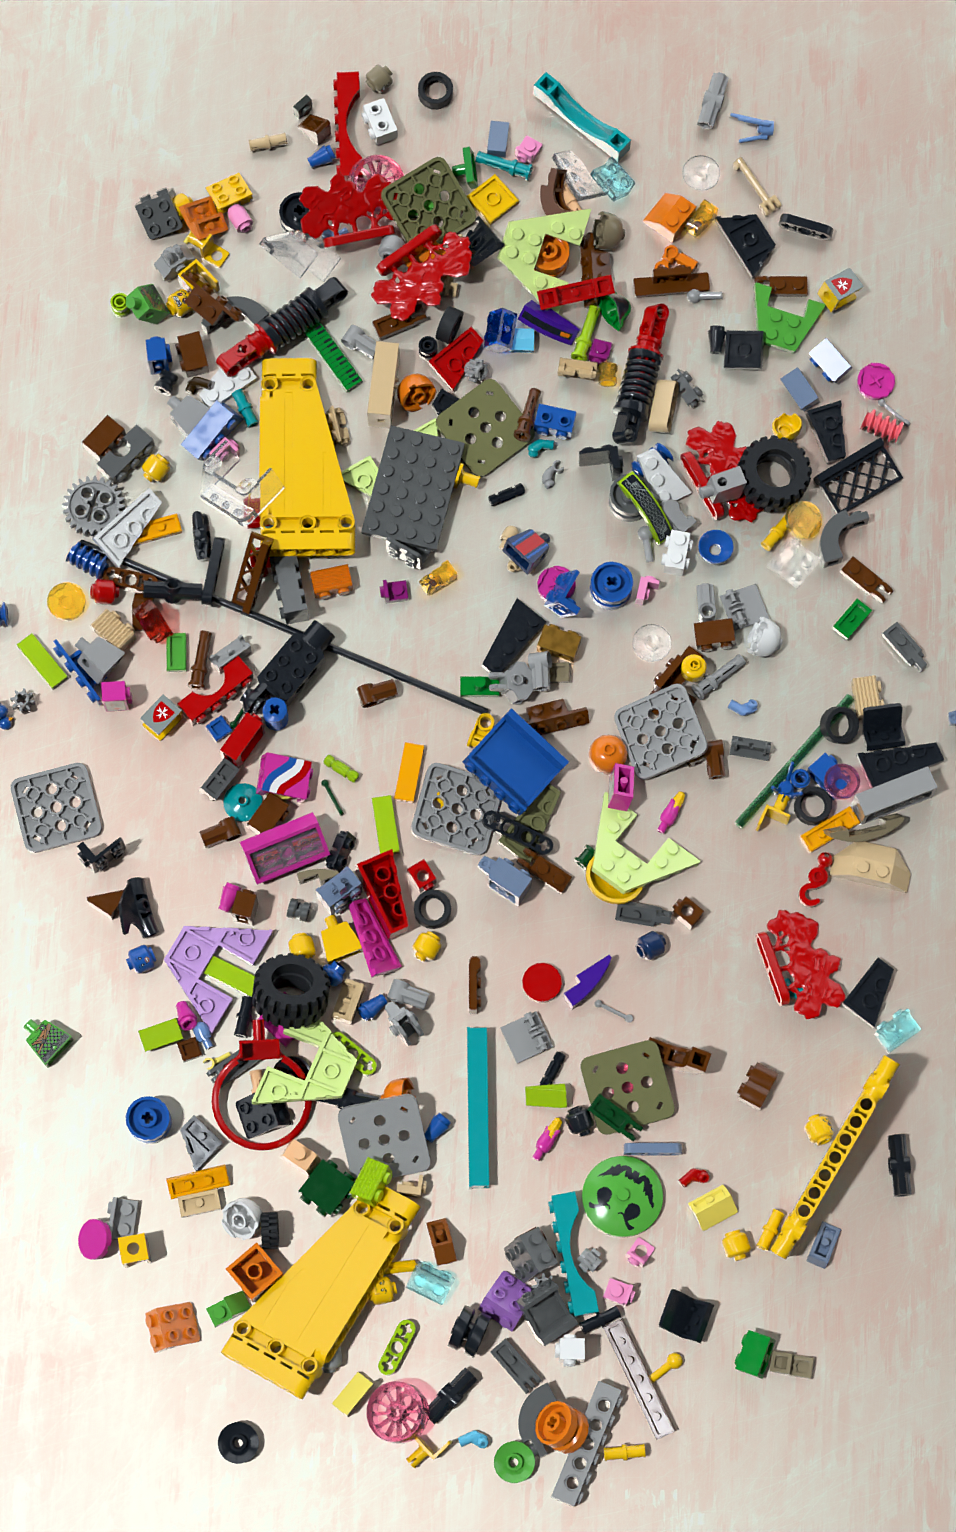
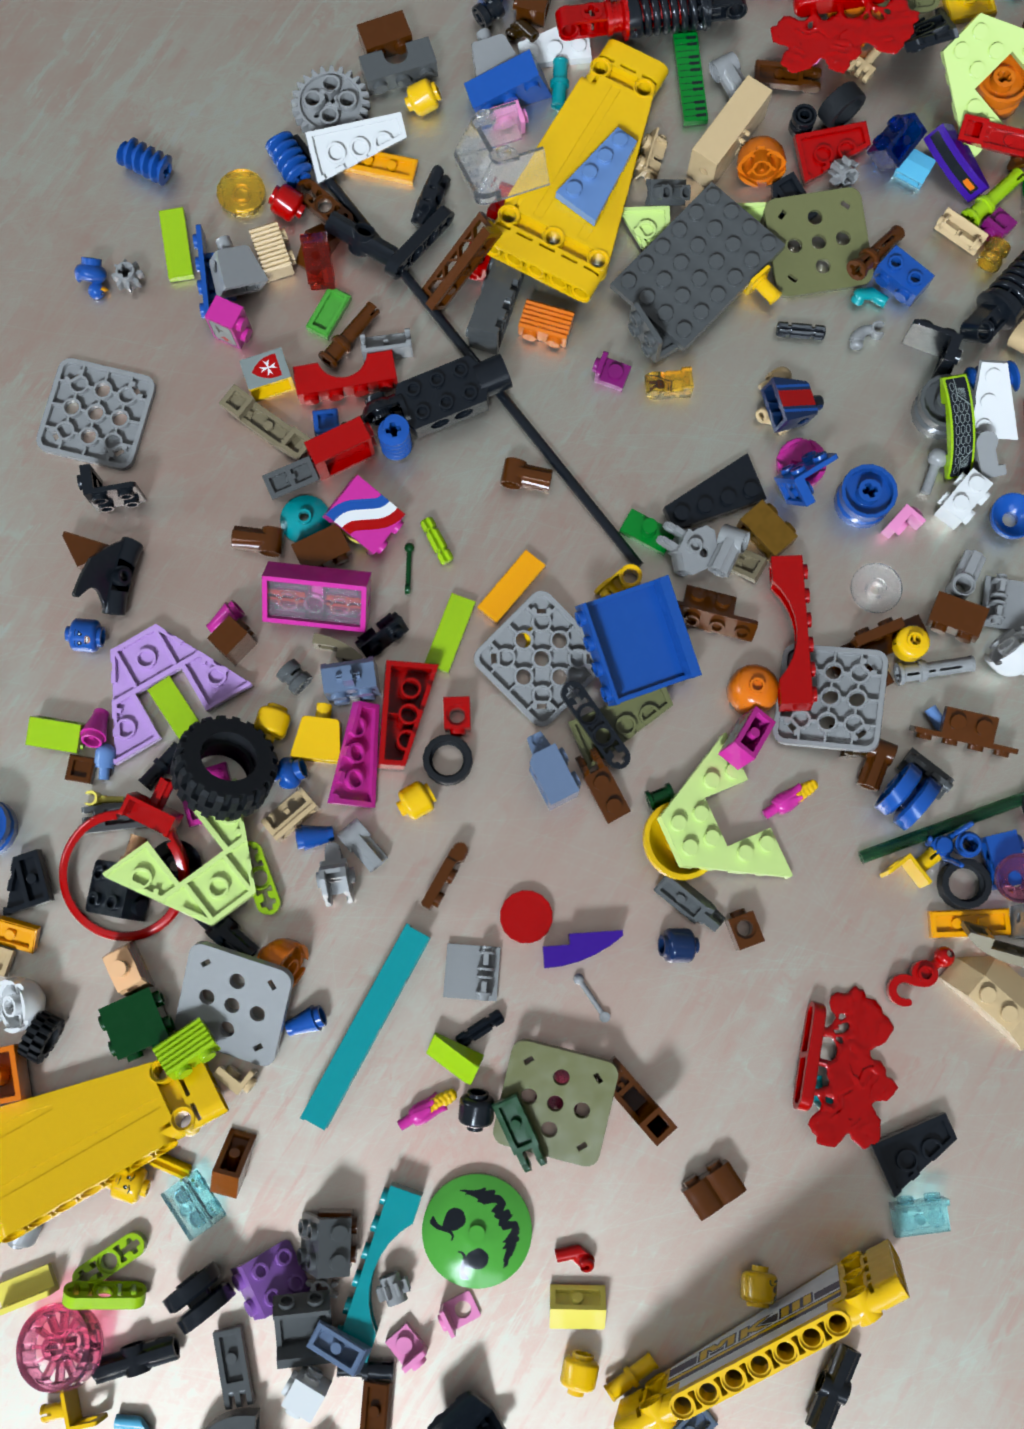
camera: 30 degrees right, 5 degrees up
(180, 752) = (264, 423): none -> dark tan slope
(313, 464) = (594, 180): none -> medium blue wing
(364, 447) = (667, 192): none -> dark grey hips
(407, 1366) = (84, 1295): none -> lime beam
(576, 1309) = (339, 1348): none -> sand blue slope
(591, 671) = (787, 583): none -> red arch
(652, 1149) = (544, 1194): sand blue beam -> none
(743, 768) = (907, 796): none -> blue wheel
(760, 703) = (969, 728): none -> reddish brown bracket

